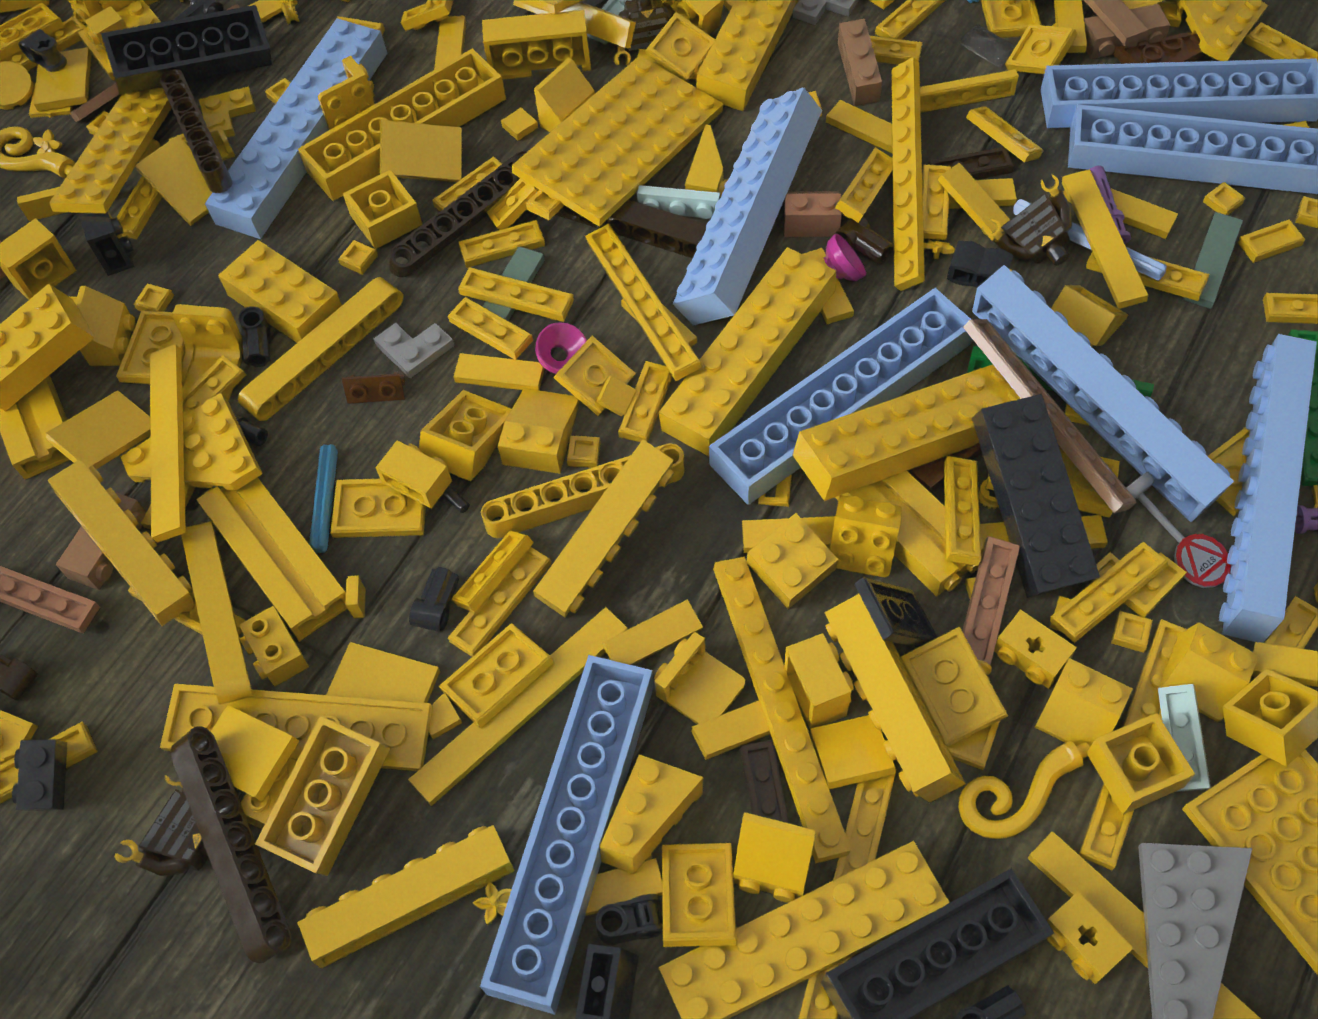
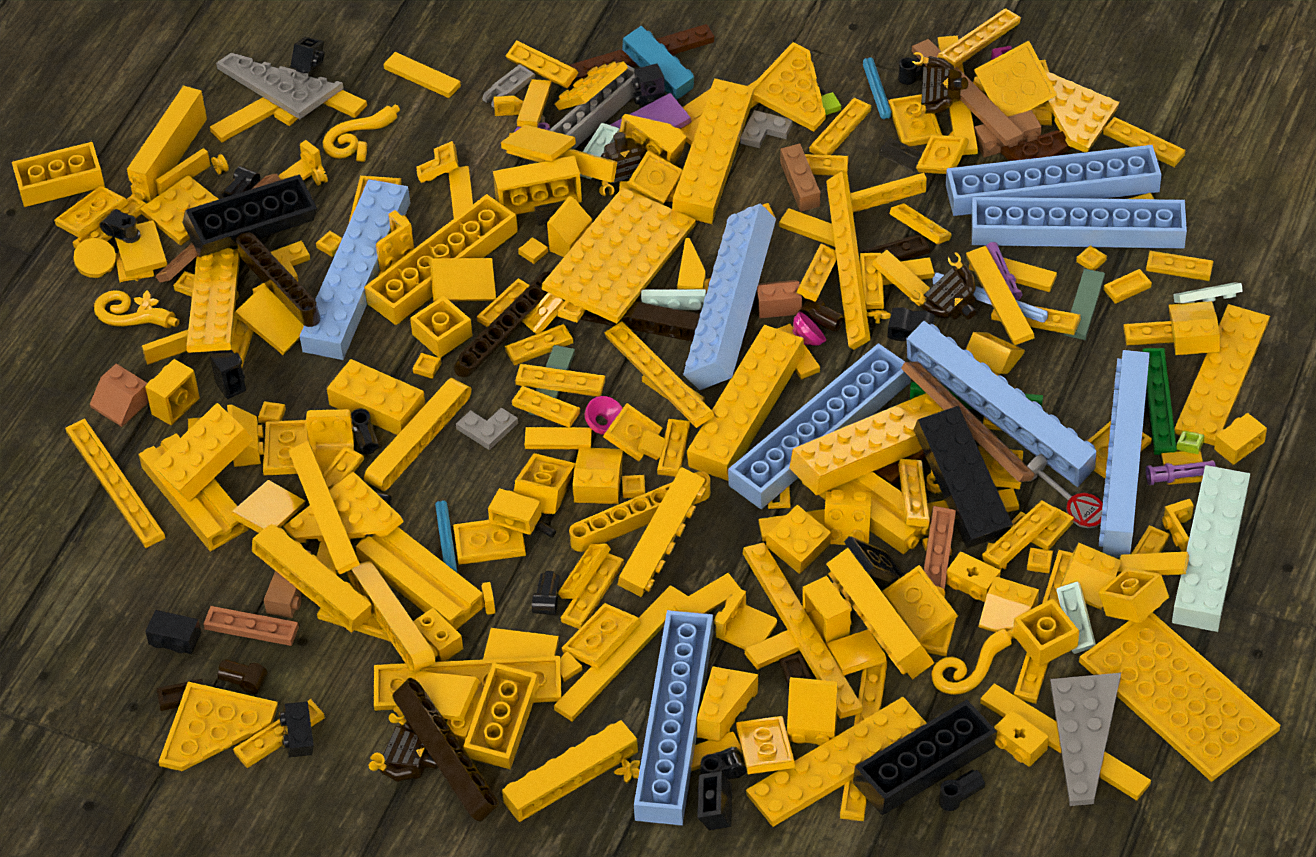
camera: 10 degrees left, 10 degrees down
(103, 22) = (173, 204): yellow brick -> none
(374, 388) = (465, 458): reddish brown hinge -> none

